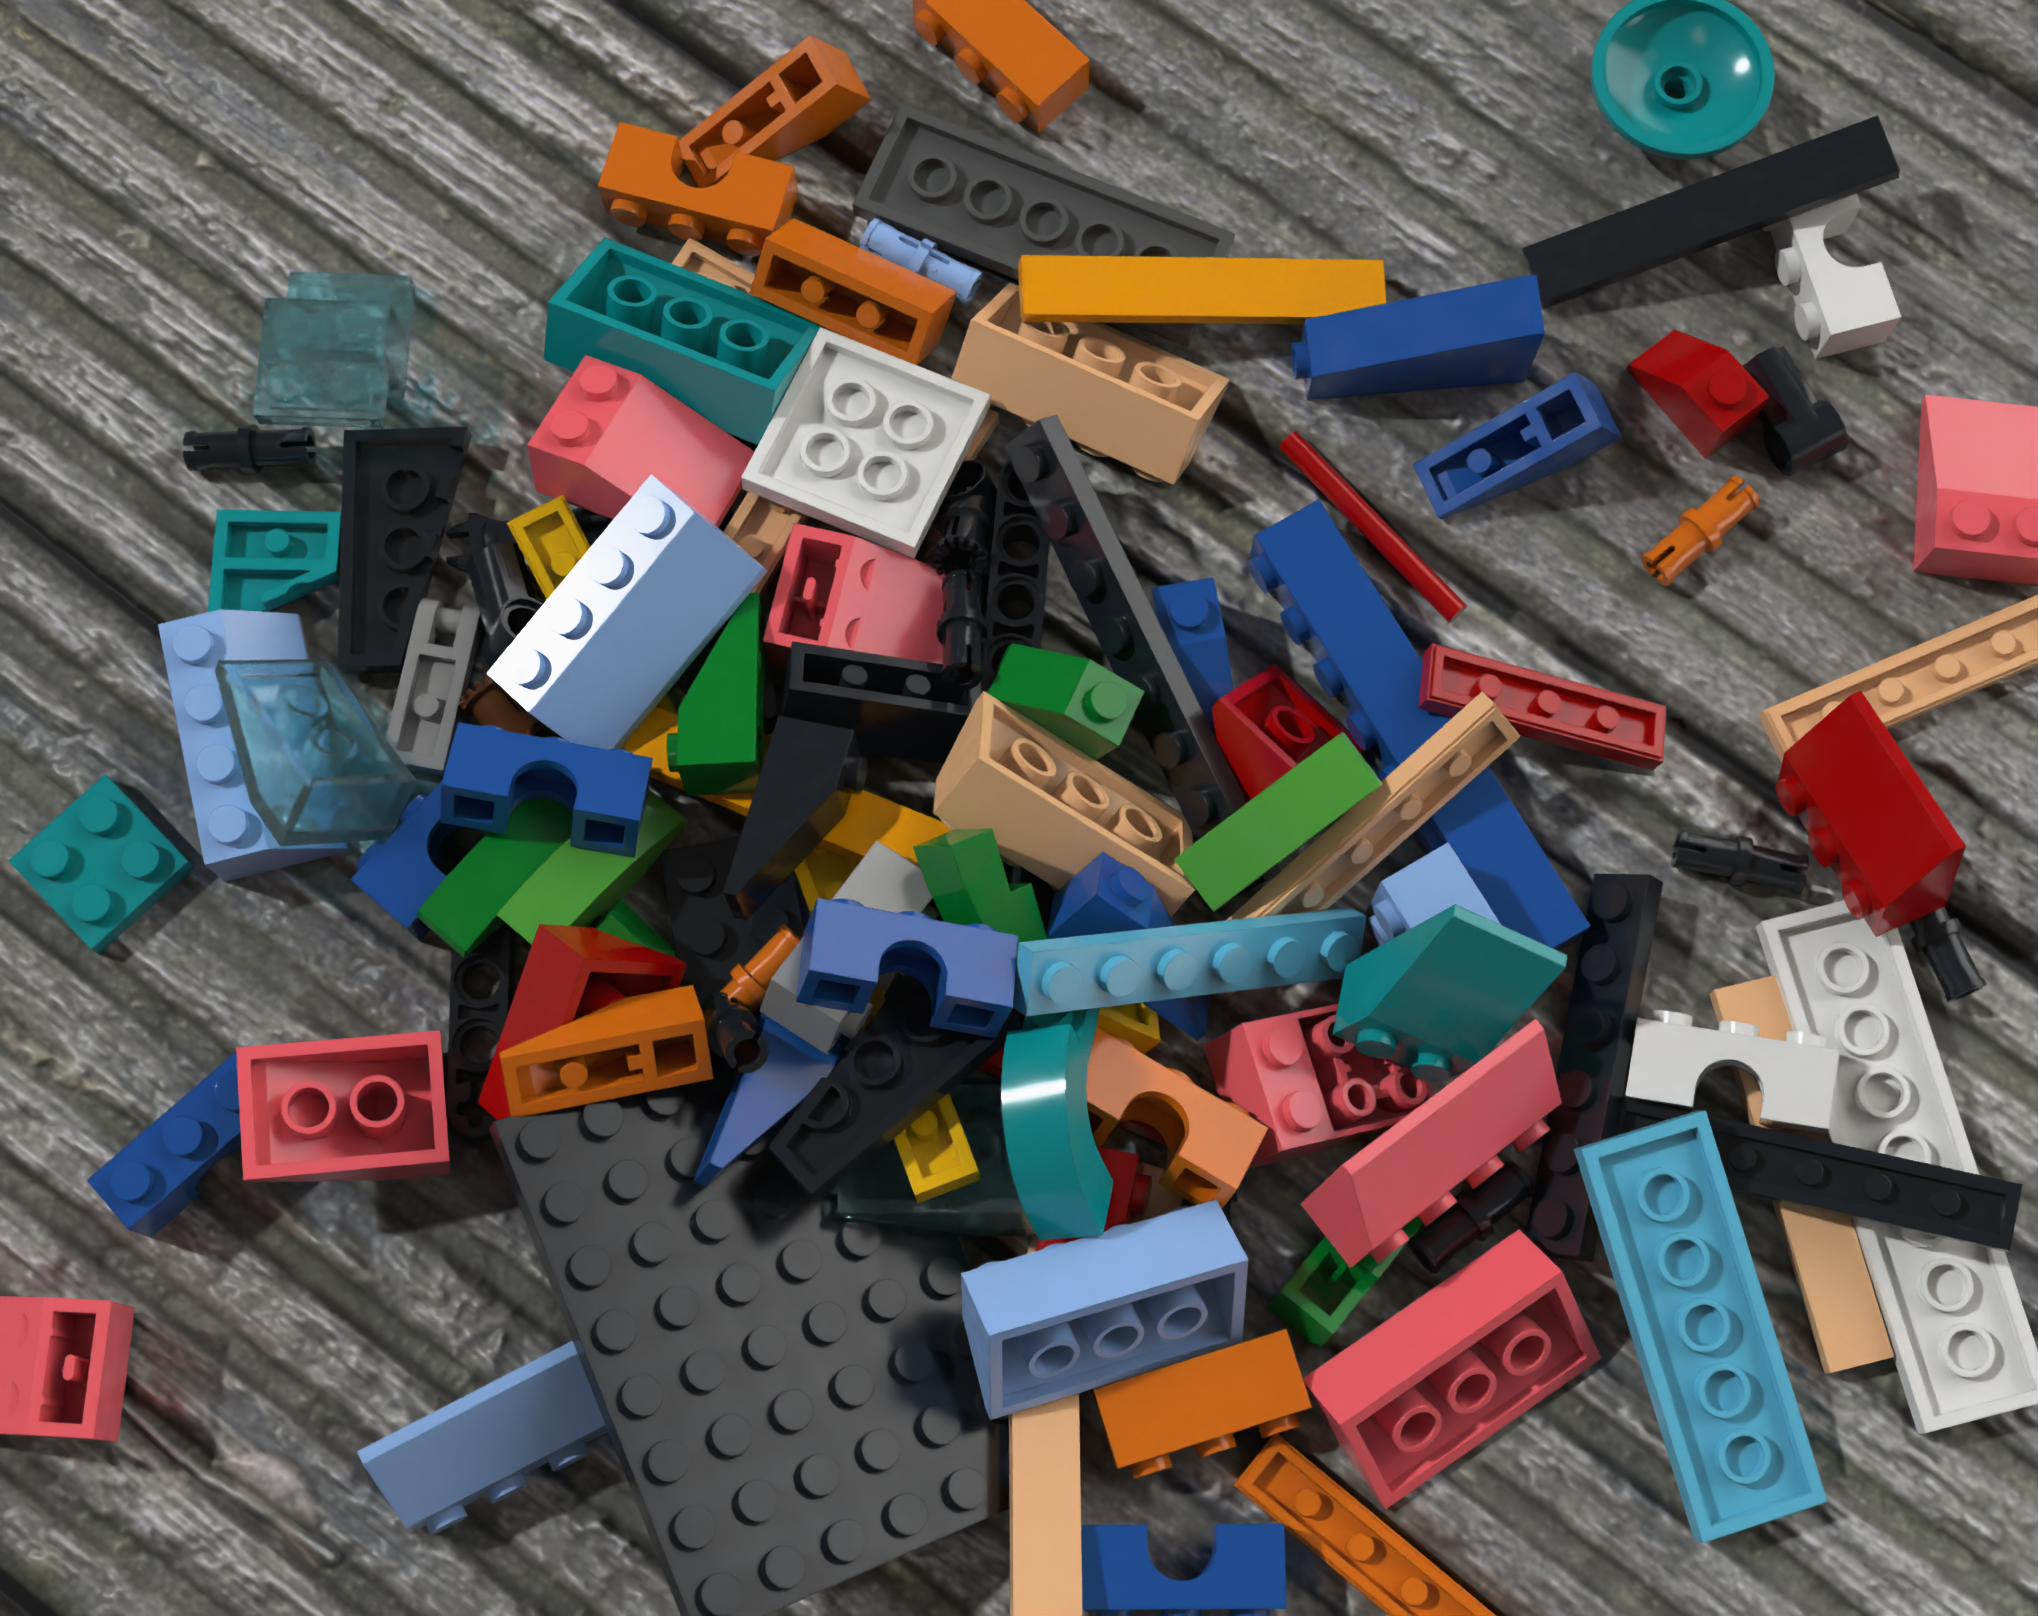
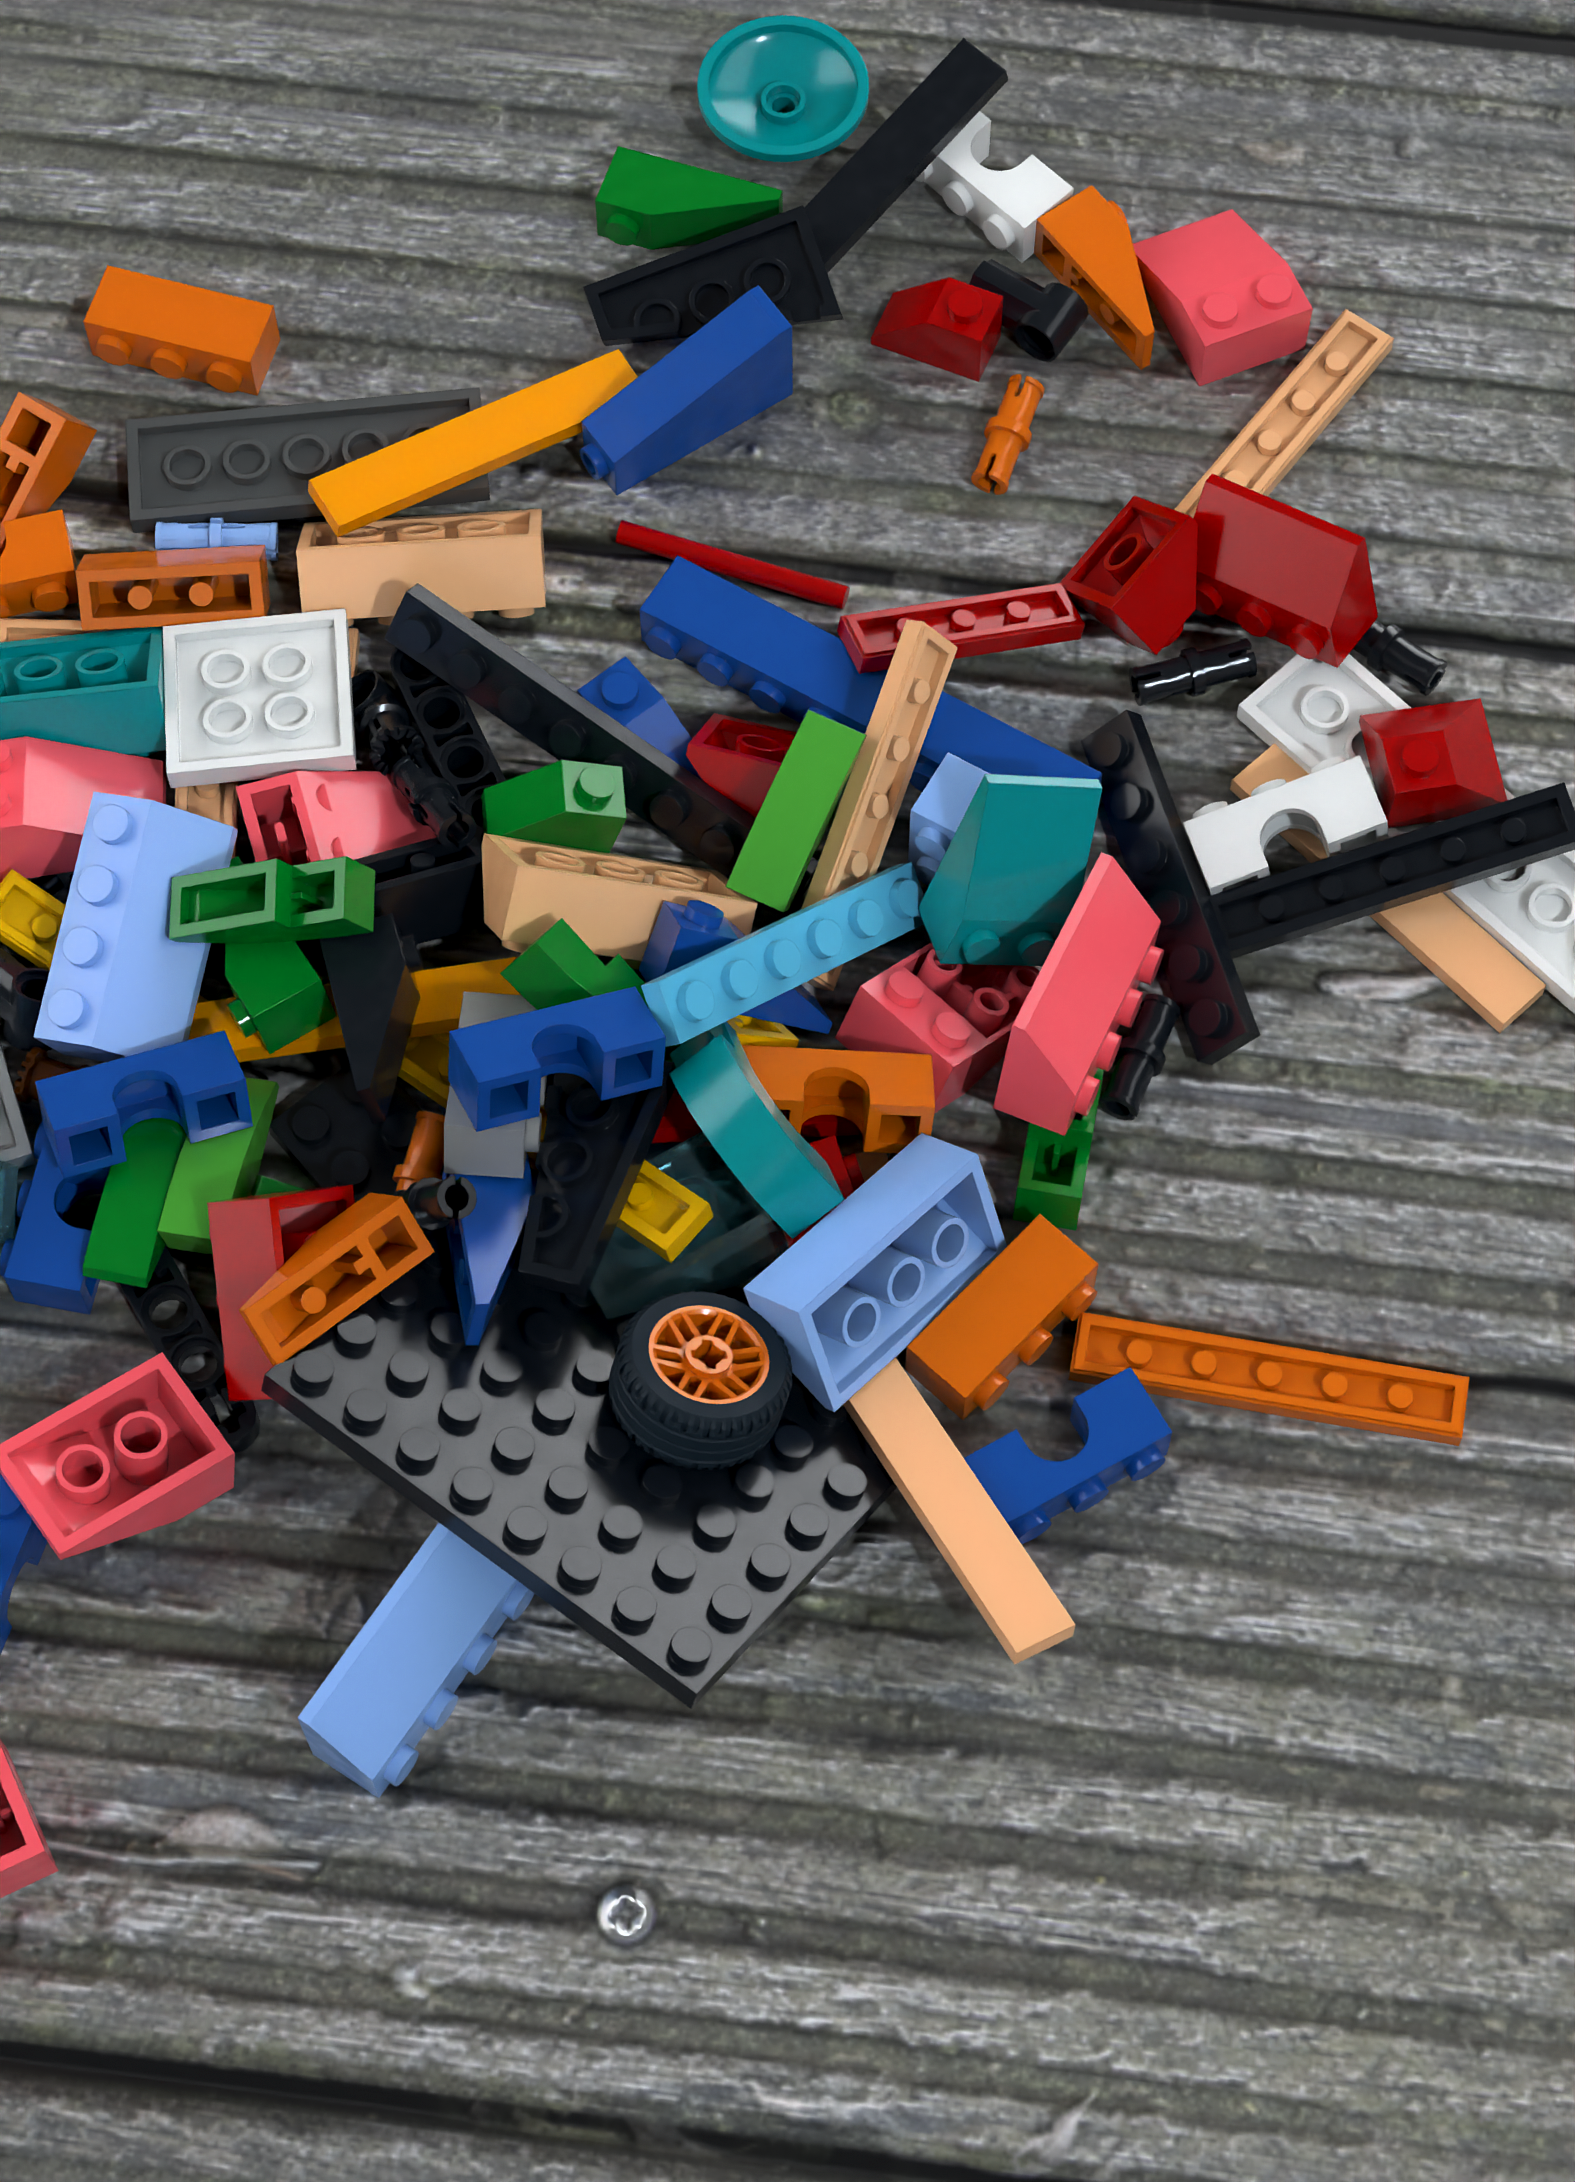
camera: 30 degrees left, 10 degrees down
(751, 667) = (273, 902): none -> green slope
(879, 1332) = (700, 1380): none -> black wheel
(1453, 1367) = (1196, 1180): coral slope -> none
(1504, 237) = (696, 284): none -> black wing
(1519, 140) = (675, 204): none -> green slope
(1519, 446) = (818, 440): blue slope -> none
(1700, 1326) = (1376, 1034): medium azure plate -> none
(1742, 741) = (1140, 575): none -> red slope
(1883, 395) = (1093, 253): none -> orange slope
(1913, 1081) = (1432, 762): none -> red slope

